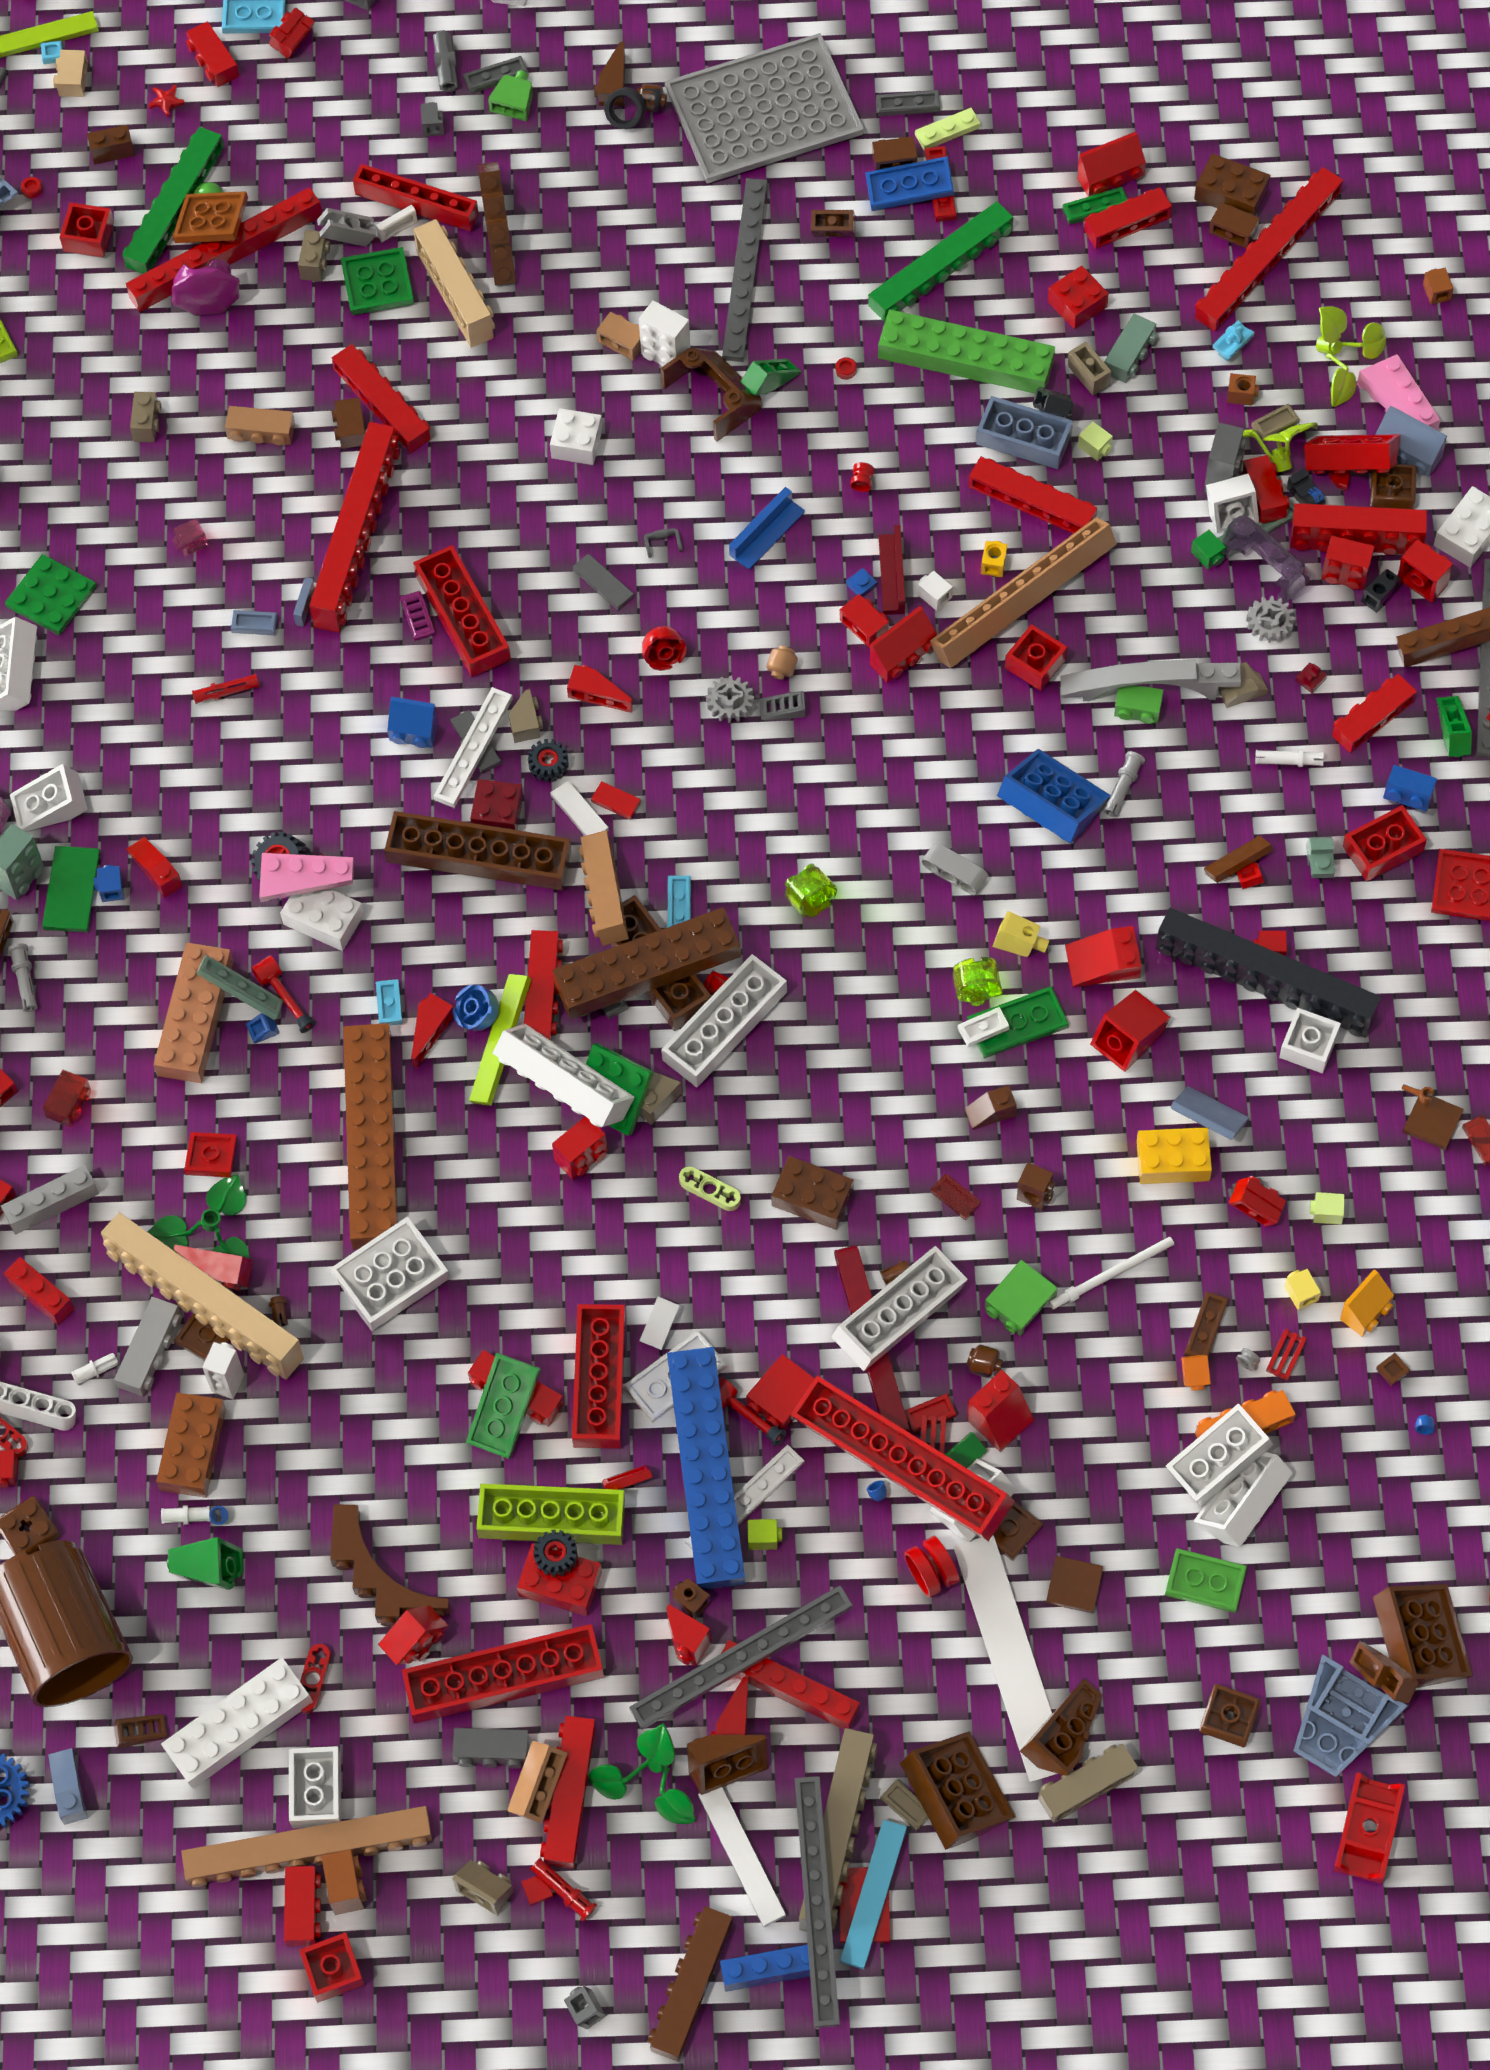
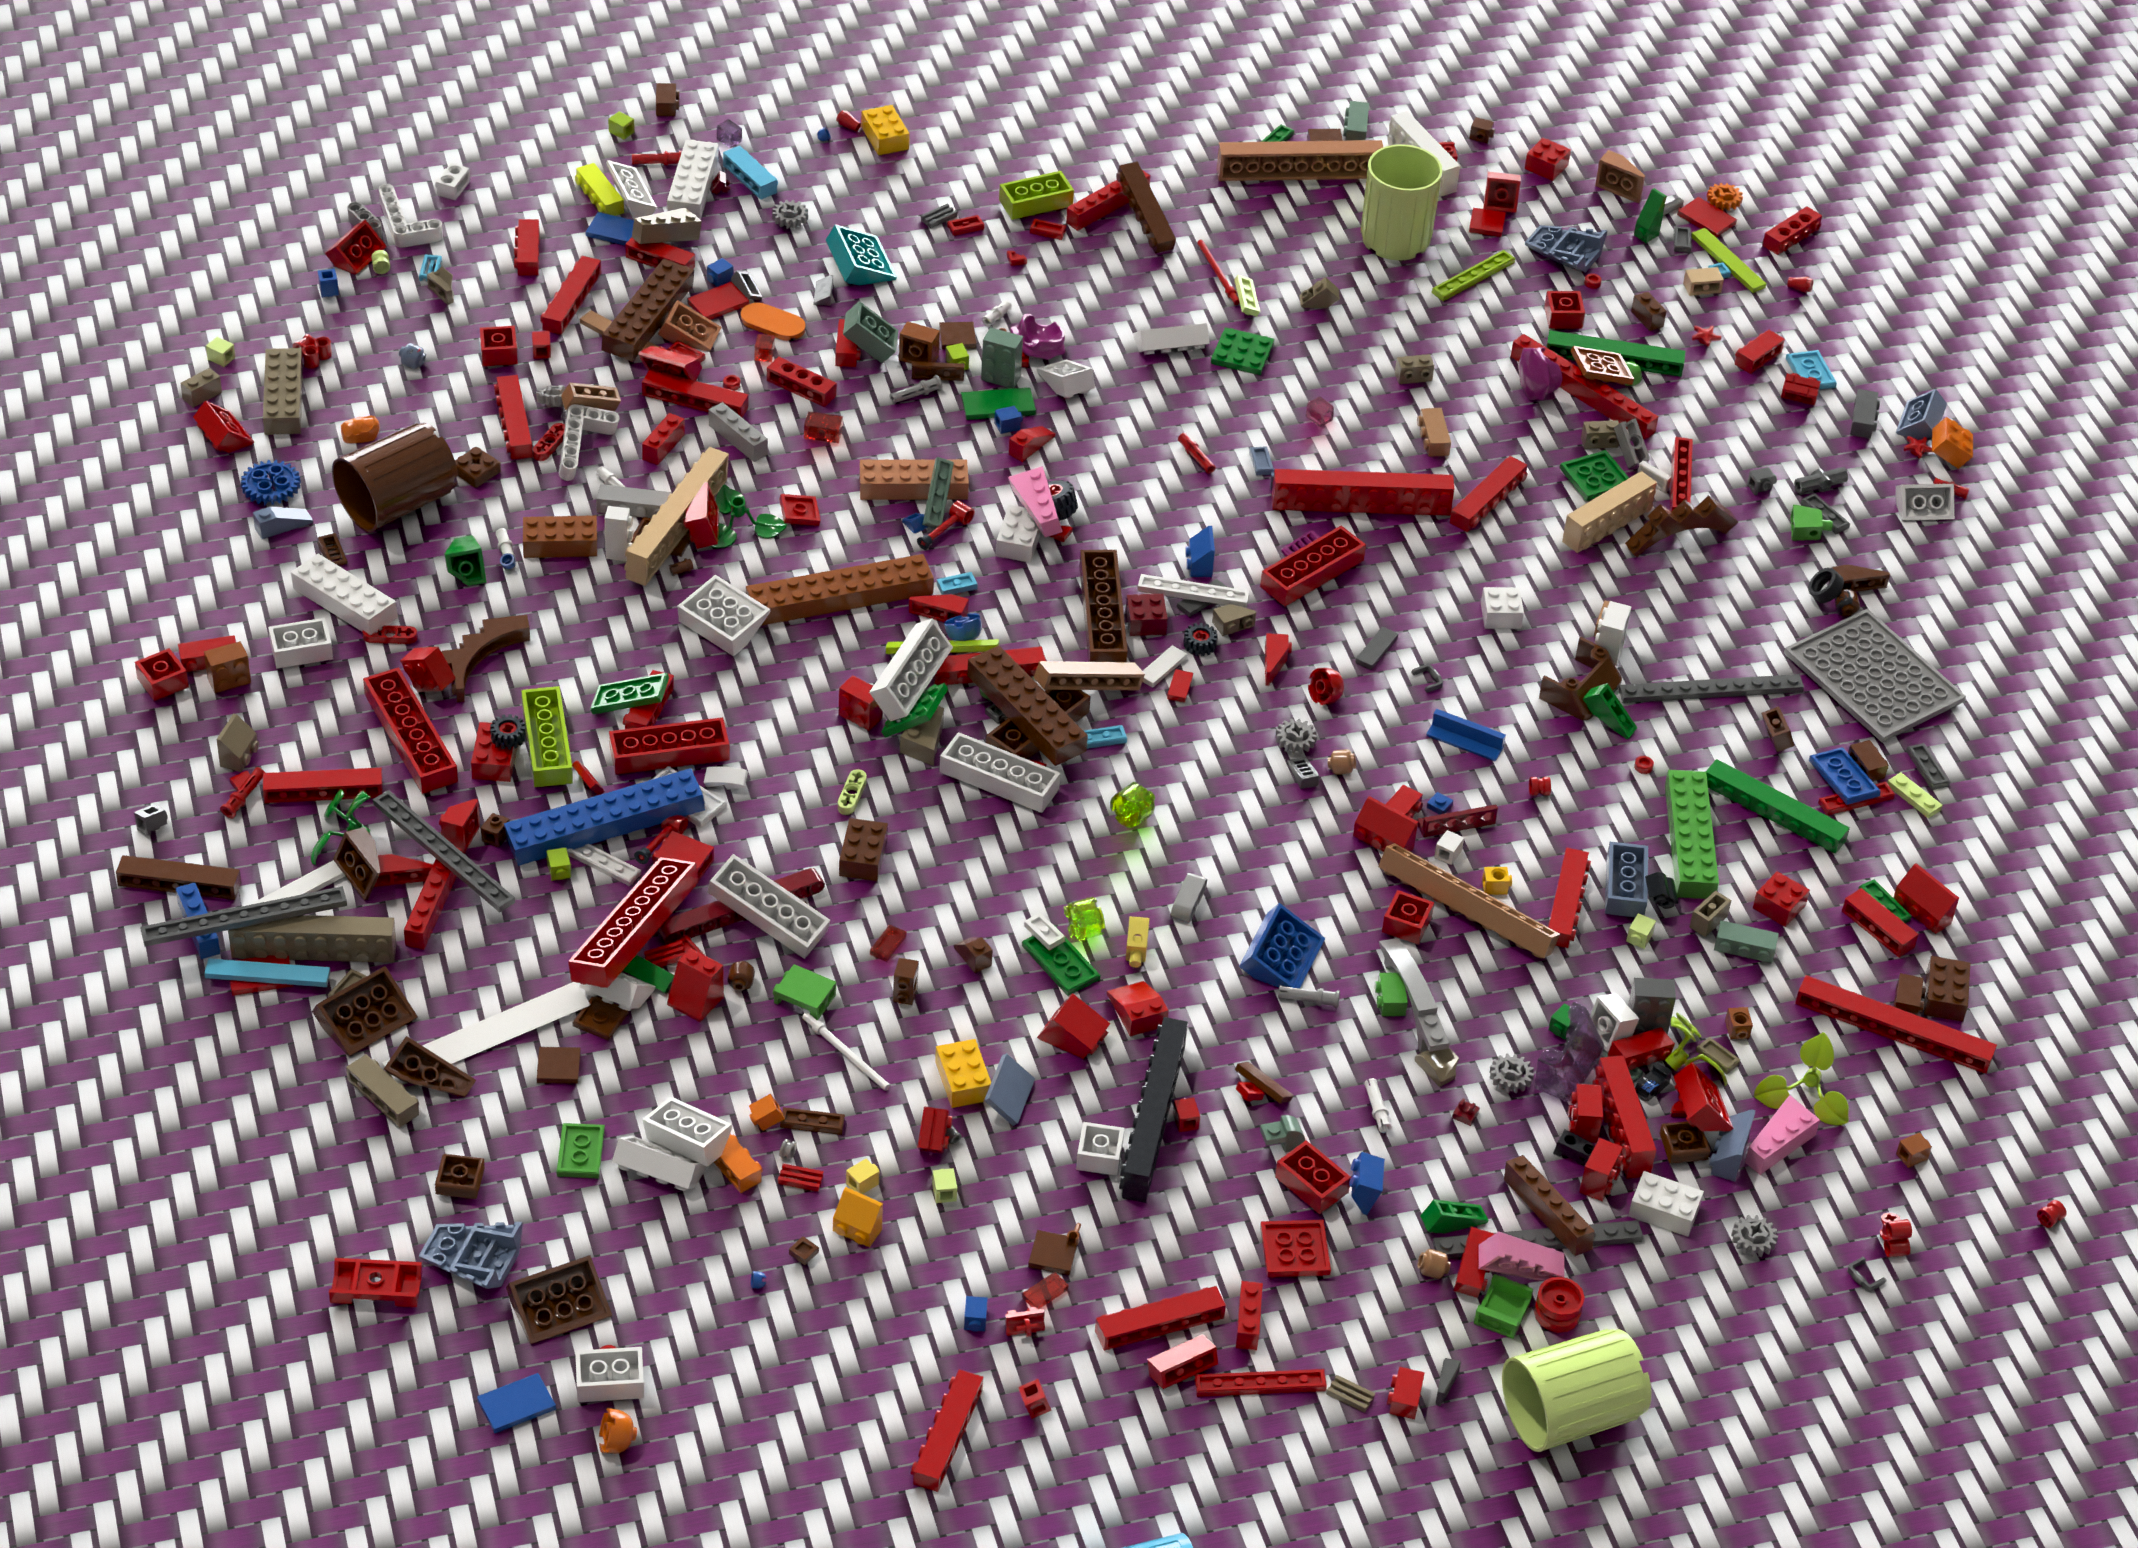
camera: 70 degrees right, 20 degrees down
(305, 1846) = (261, 659): medium nougat brick -> none
(350, 422) = (1464, 476): reddish brown brick -> none
(490, 1747) = (350, 736): dark grey brick -> none
(537, 1781) = (324, 759): medium nougat brick -> none
(931, 1566) = (548, 962): red wheel -> none
(1232, 340) = (1786, 1009): medium azure hips -> none
(1374, 713) = (1444, 1157): red brick -> none
(1383, 1673) = (513, 1269): reddish brown slope -> none

